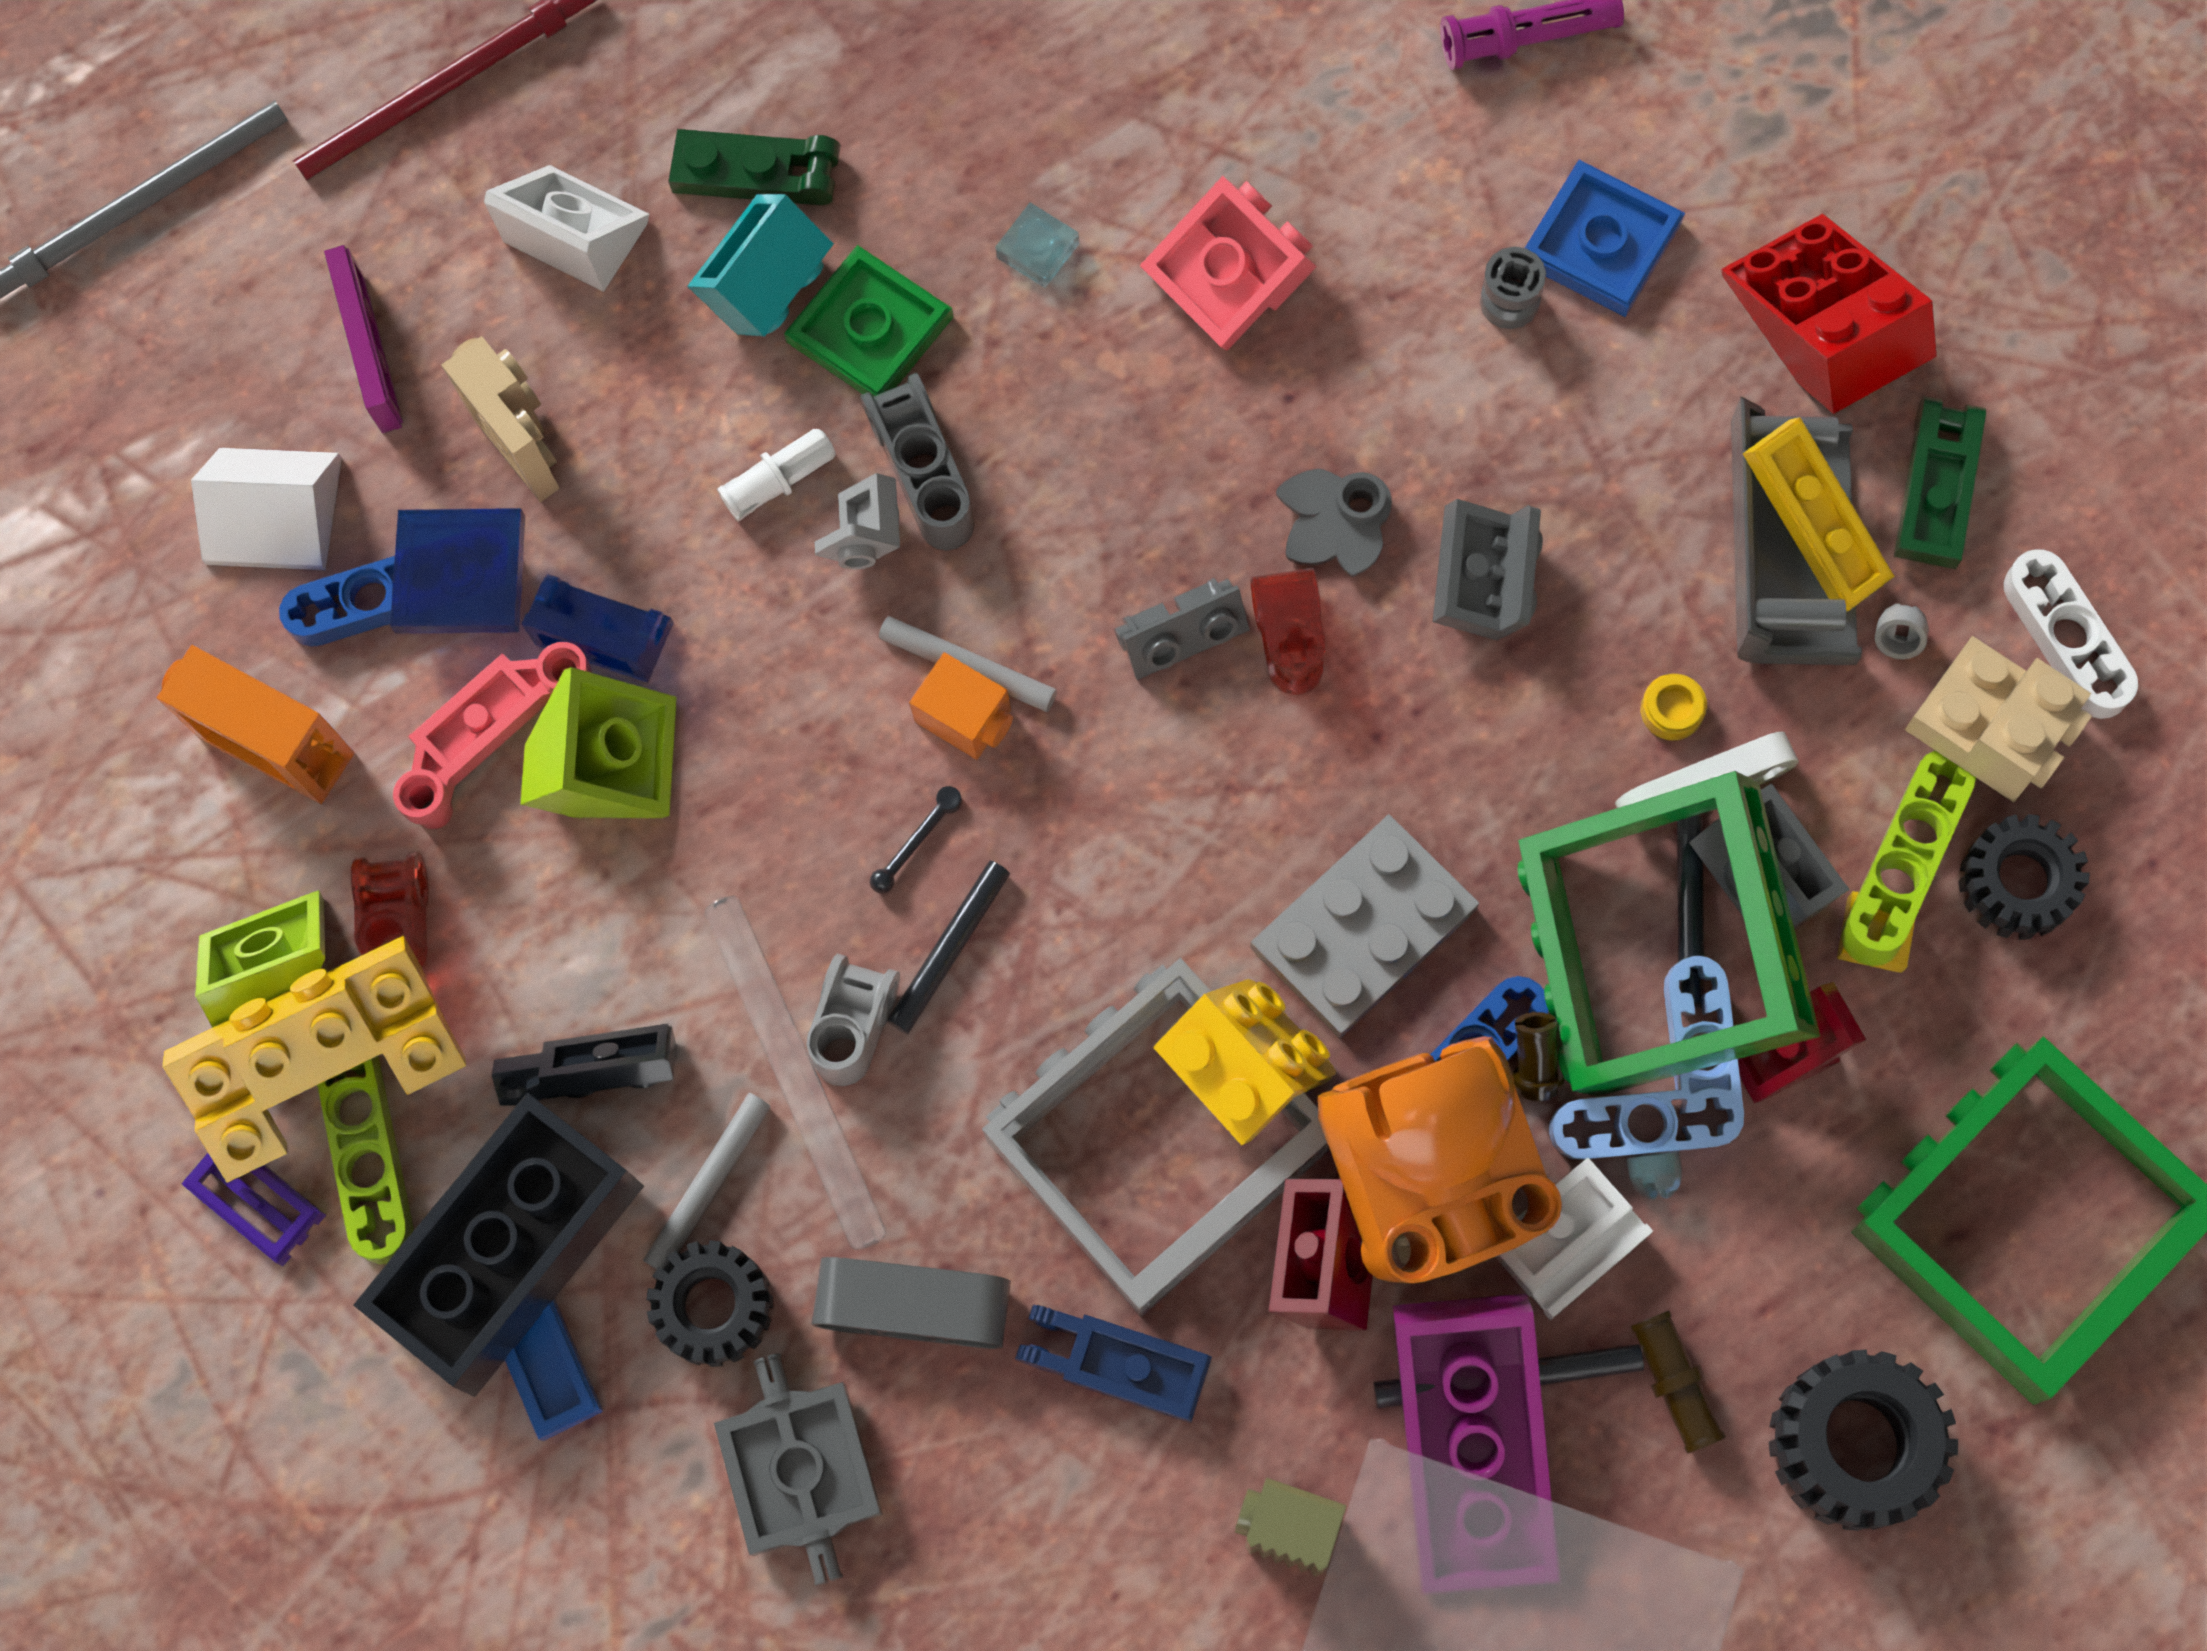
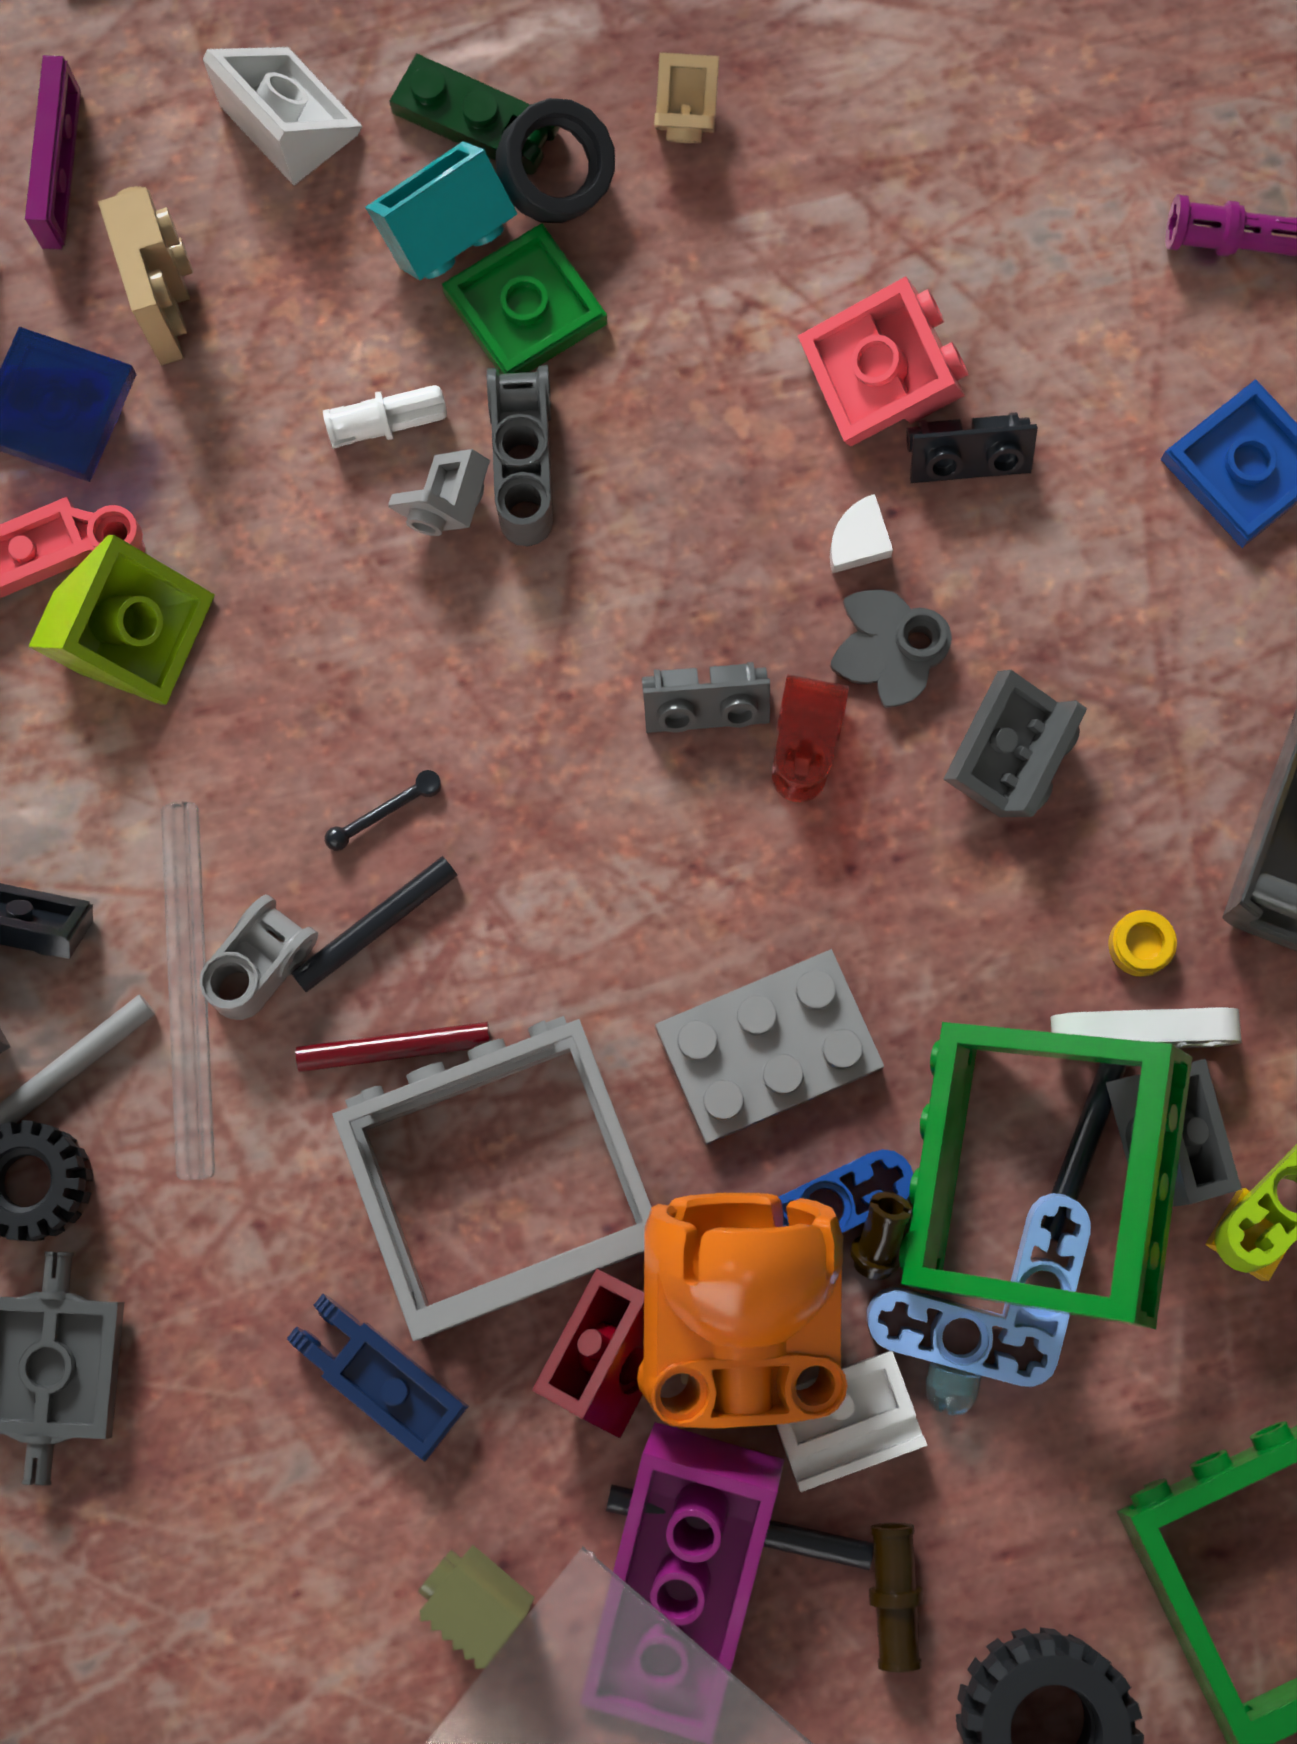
camera: 15 degrees right, 5 degrees up
(604, 629) = (165, 502): clear blue hinge -> none
(880, 153) = (586, 129): none -> black tyre
(911, 1302) = (210, 1251): dark grey beam -> none
(932, 647) = (494, 660): light grey bar -> none
(950, 82) = (686, 96): none -> tan bracket
(962, 707) = (471, 701): orange brick -> none
(1009, 1054) = (391, 1046): none -> dark red bar
(1037, 245) = (710, 282): clear light blue plate -> none
(1244, 1056) = (605, 1135): yellow bracket -> none
(1268, 429) = (860, 537): none -> white tile
(1355, 309) = (989, 449): none -> black hinge
(1506, 300) = (1135, 493): dark grey wheel -> none
(1786, 1066) = (1175, 1323): dark red slope -> none

